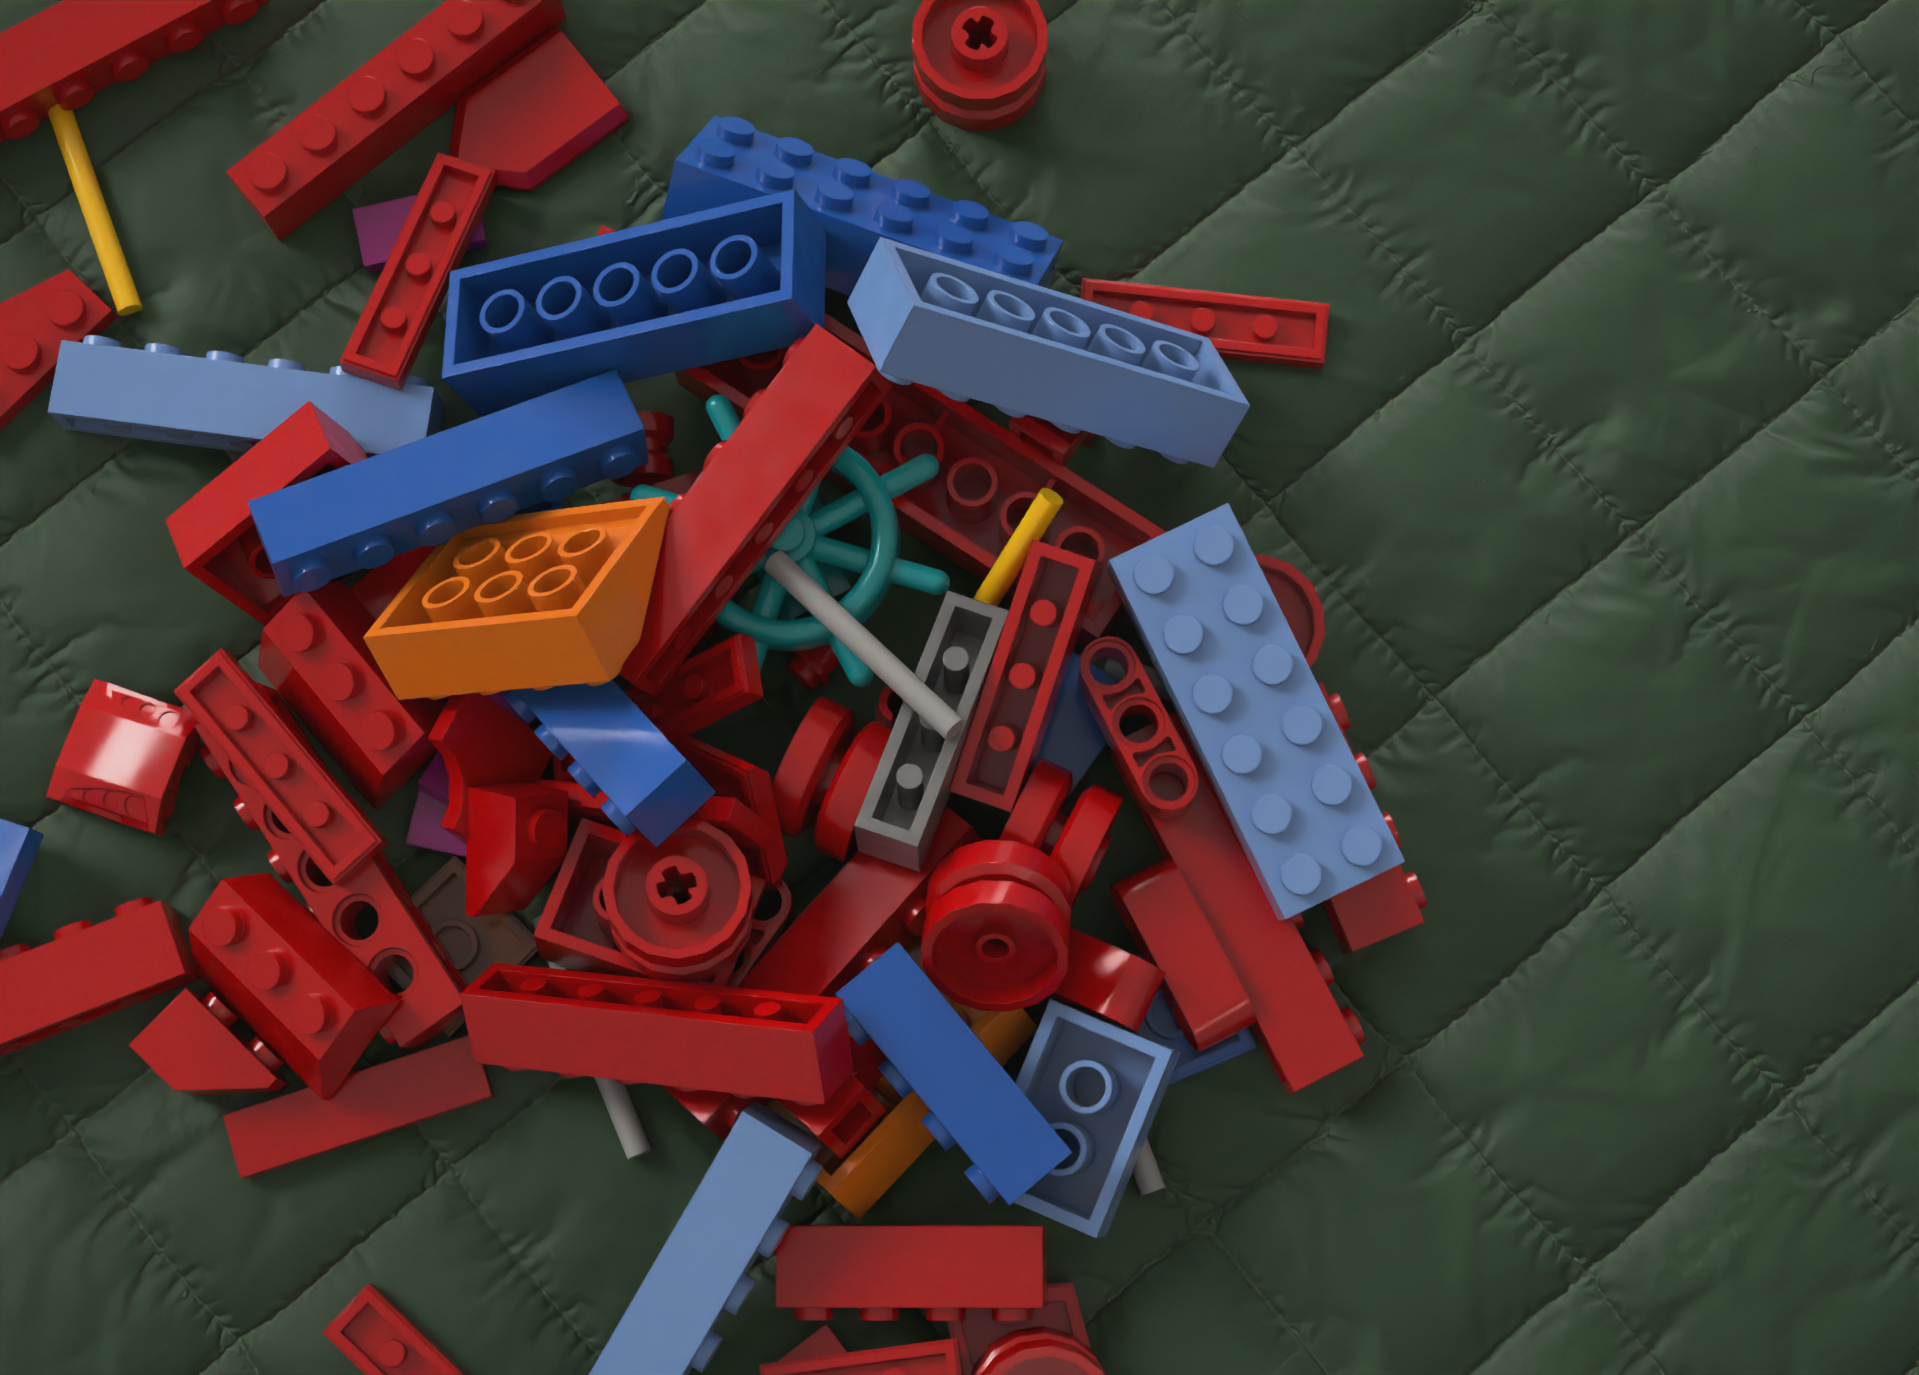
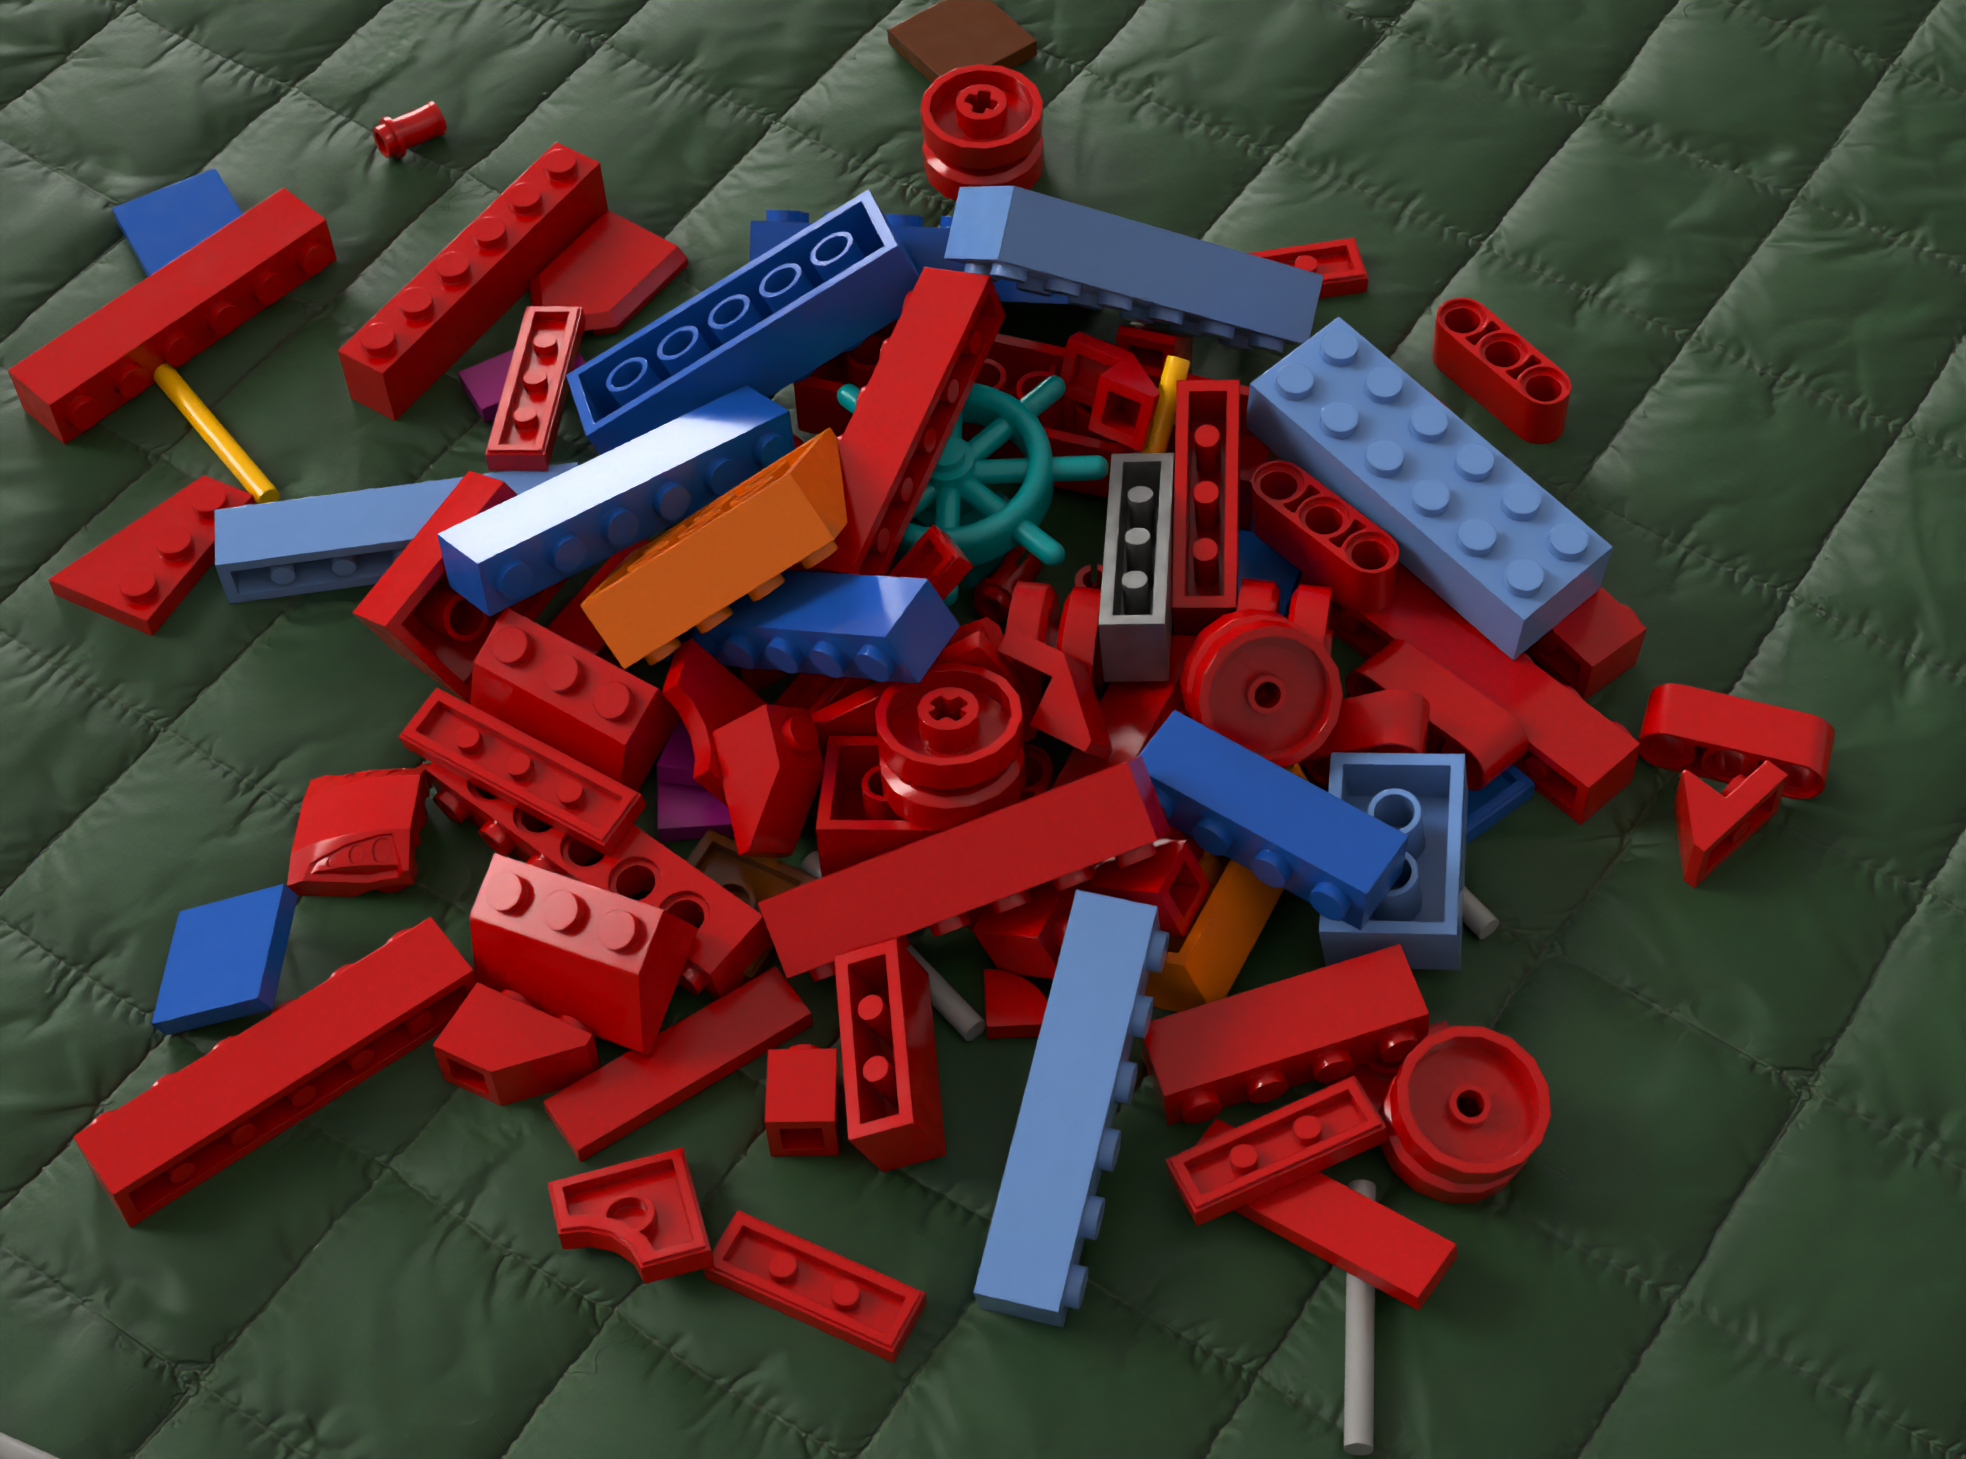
camera: 15 degrees left, 25 degrees down
(281, 1257) = (637, 1210): none -> red tile
(456, 1190) = (803, 1101): none -> red brick
(542, 1179) = (889, 1056): none -> red brick
(681, 1140) = (1012, 1005): none -> red tile
(811, 893) = (1070, 702): none -> red slope
(864, 645) = (1054, 502): light grey bar -> none
(983, 476) = (1114, 386): none -> red slope
(1401, 1156) = (1717, 824): none -> red slope
(1414, 504) = (1501, 370): none -> red beam
(1468, 1062) = (1732, 736): none -> red beam

